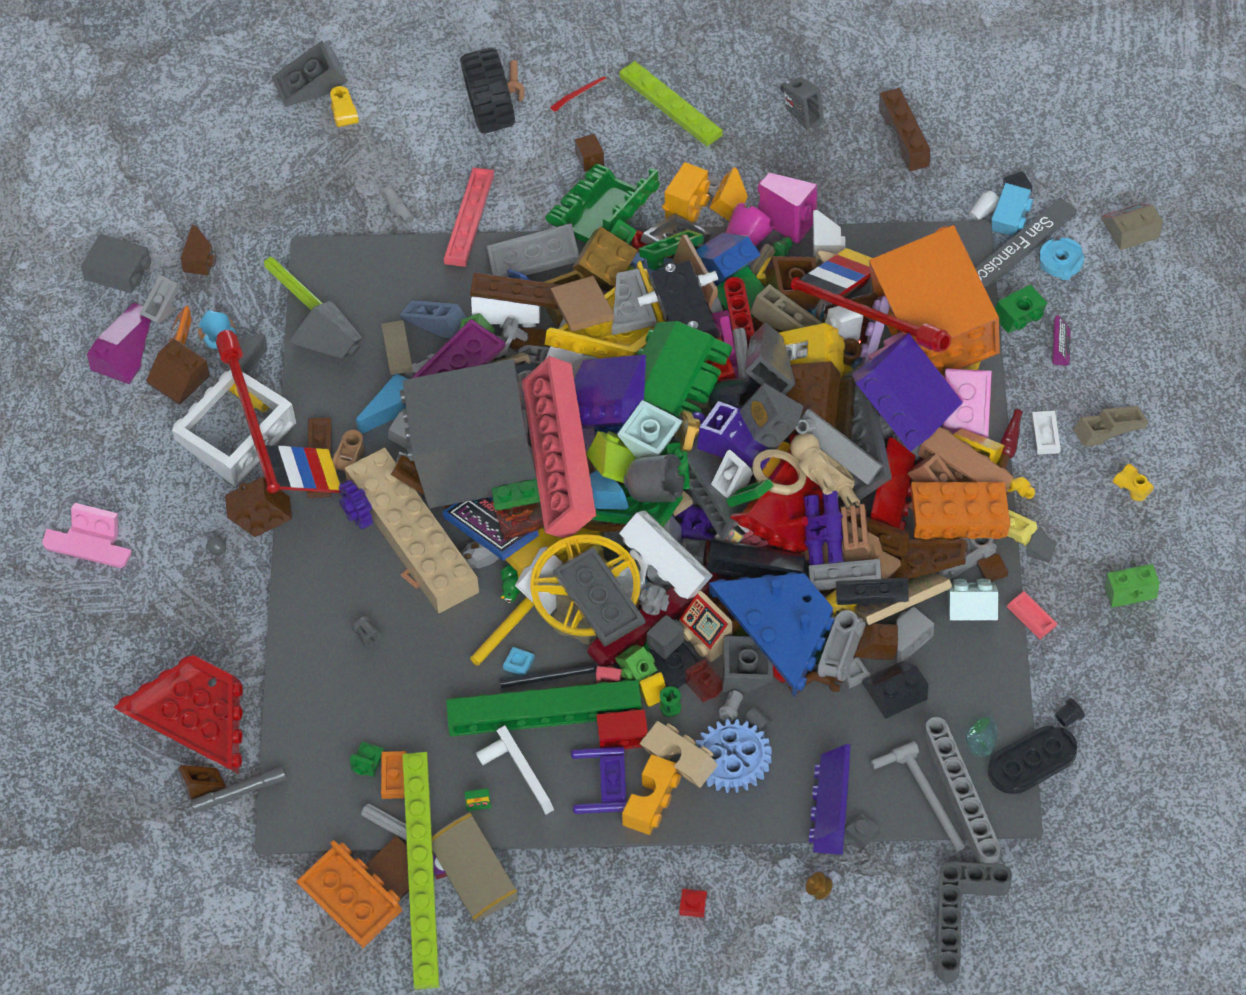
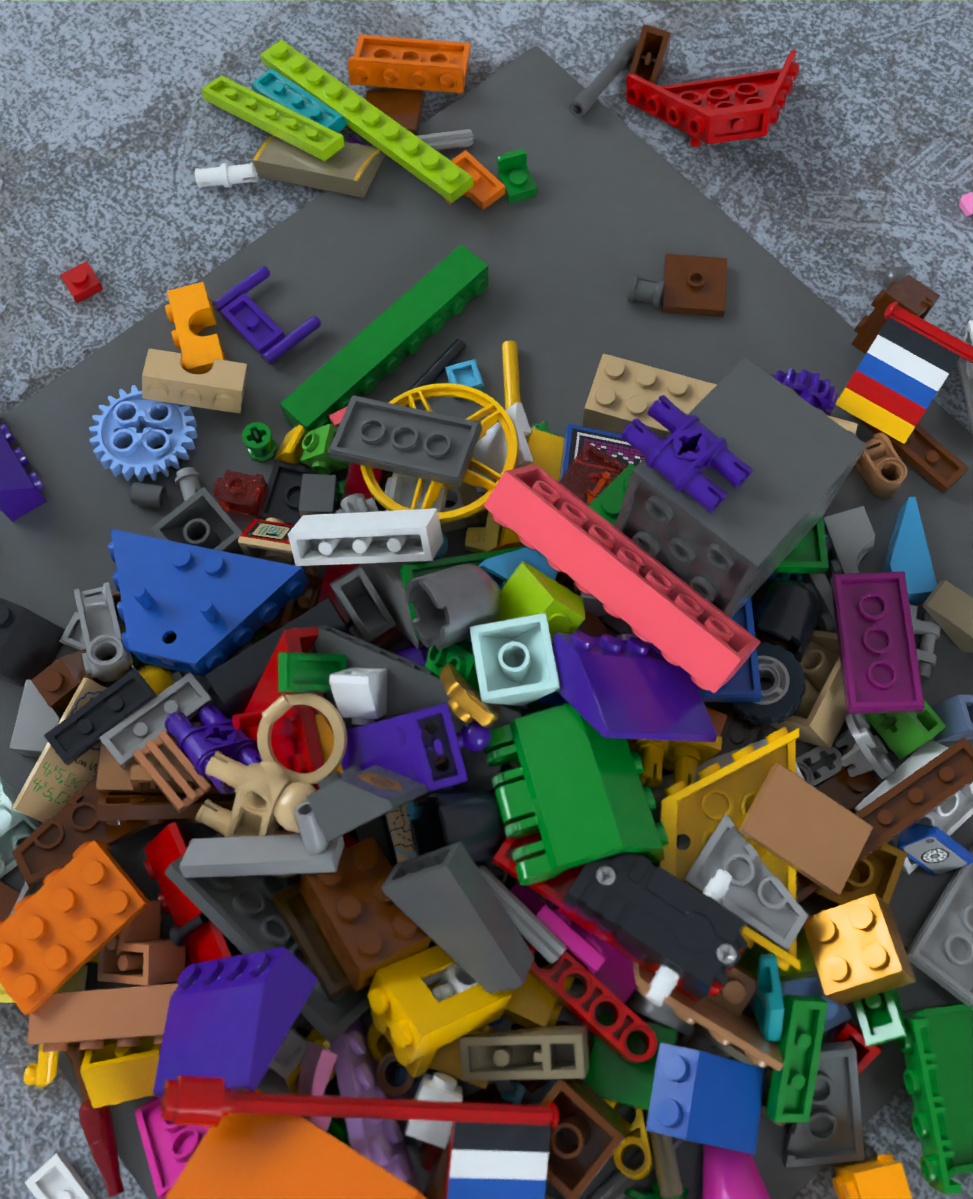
camera: 140 degrees right, 15 degrees up
(332, 619) = (694, 285): none -> reddish brown plate
(449, 922) = (286, 93): none -> teal tile
(477, 799) = (368, 210): green tile -> none
(478, 913) = (273, 118): none -> lime plate
(495, 418) = (686, 469): none -> dark purple pin
(507, 744) = (353, 269): white piece -> none
(540, 907) = (226, 175): none -> white pin
(622, 729) = (281, 374): red brick -> none
(659, 262) = (768, 998): none -> teal tile
(907, 472) = (180, 934): none -> black piece

